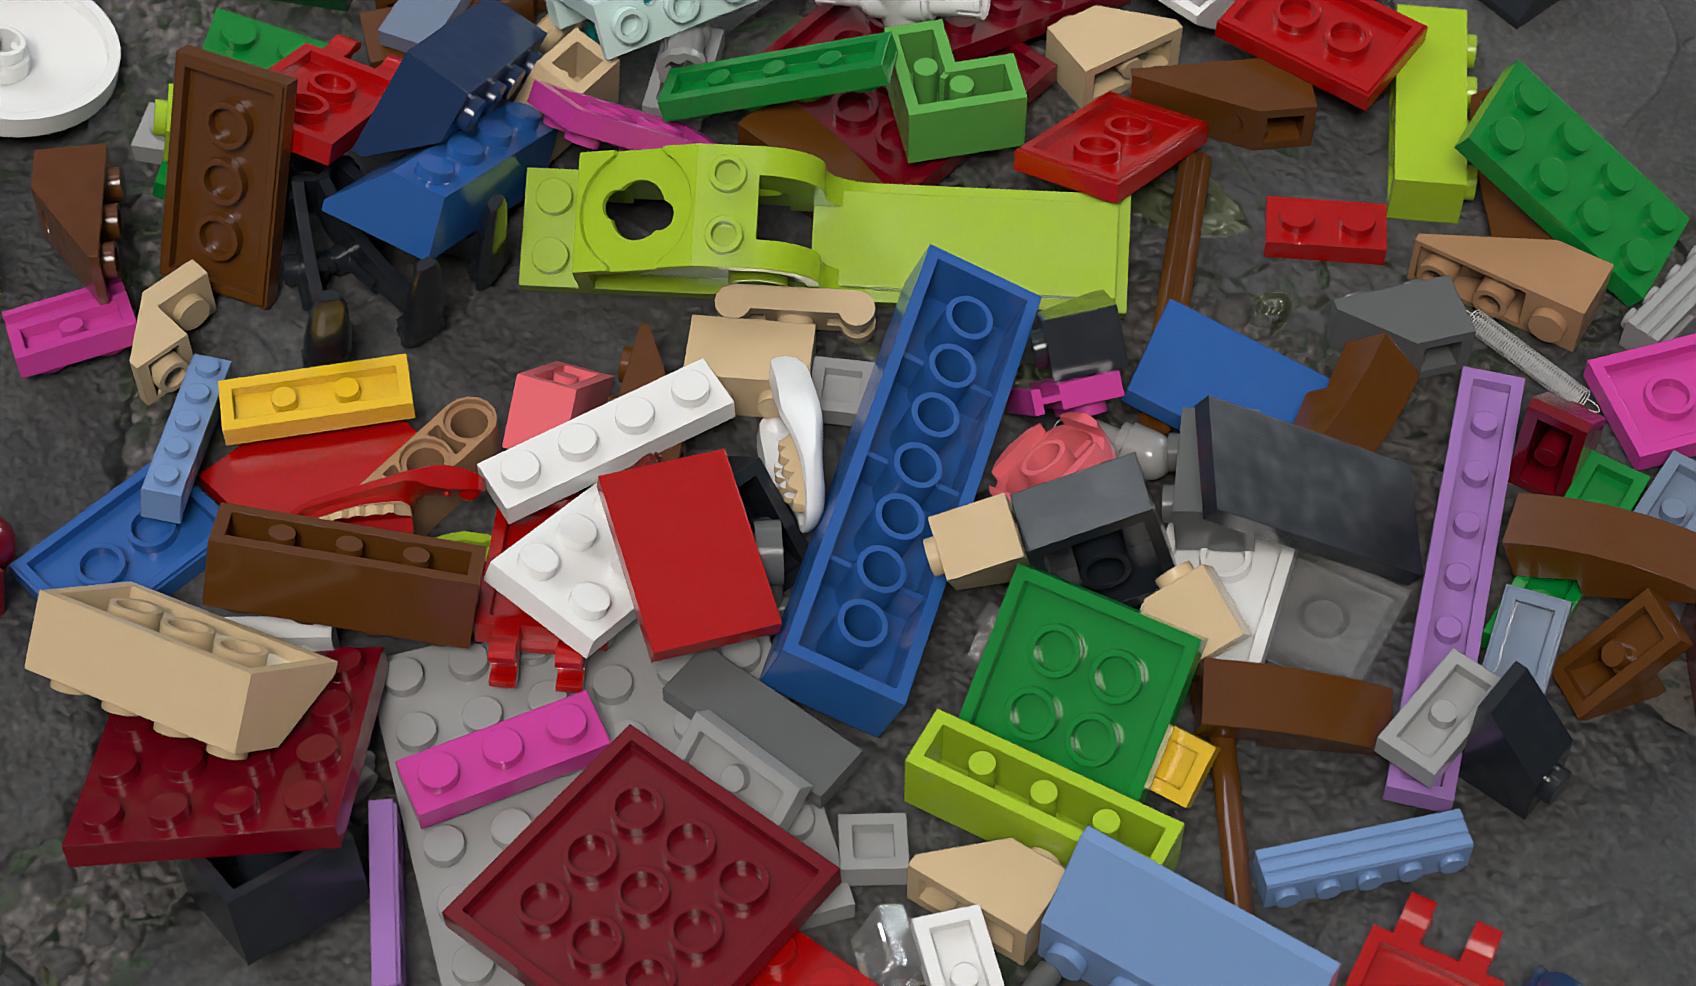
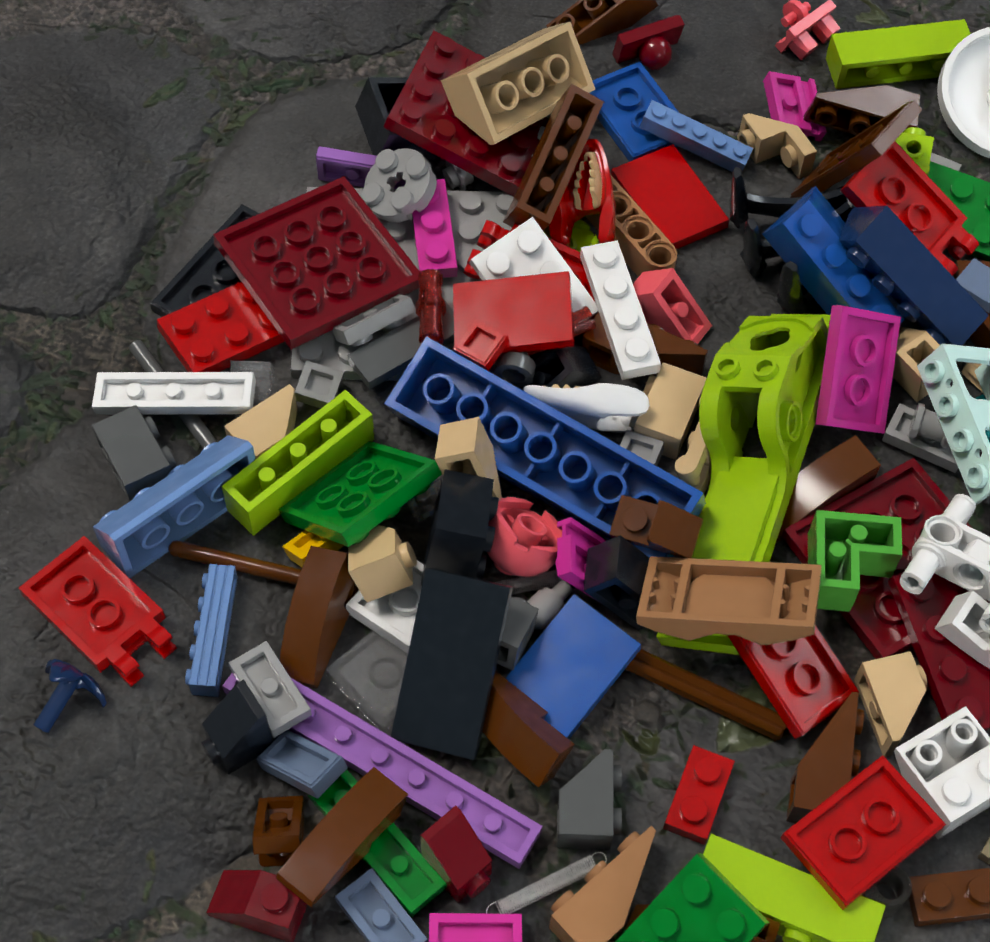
camera: 105 degrees right, 5 degrees up
(316, 399) = (701, 194): yellow plate -> none
(410, 832) = (387, 172): none -> light grey plate
(742, 675) = (431, 305): none -> clear red pin
(768, 575) = (481, 344): none -> tile
(778, 77) = (878, 456): green plate -> none
(1002, 298) = (657, 526): none -> reddish brown slope
(1085, 182) = (730, 598): none -> medium nougat slope

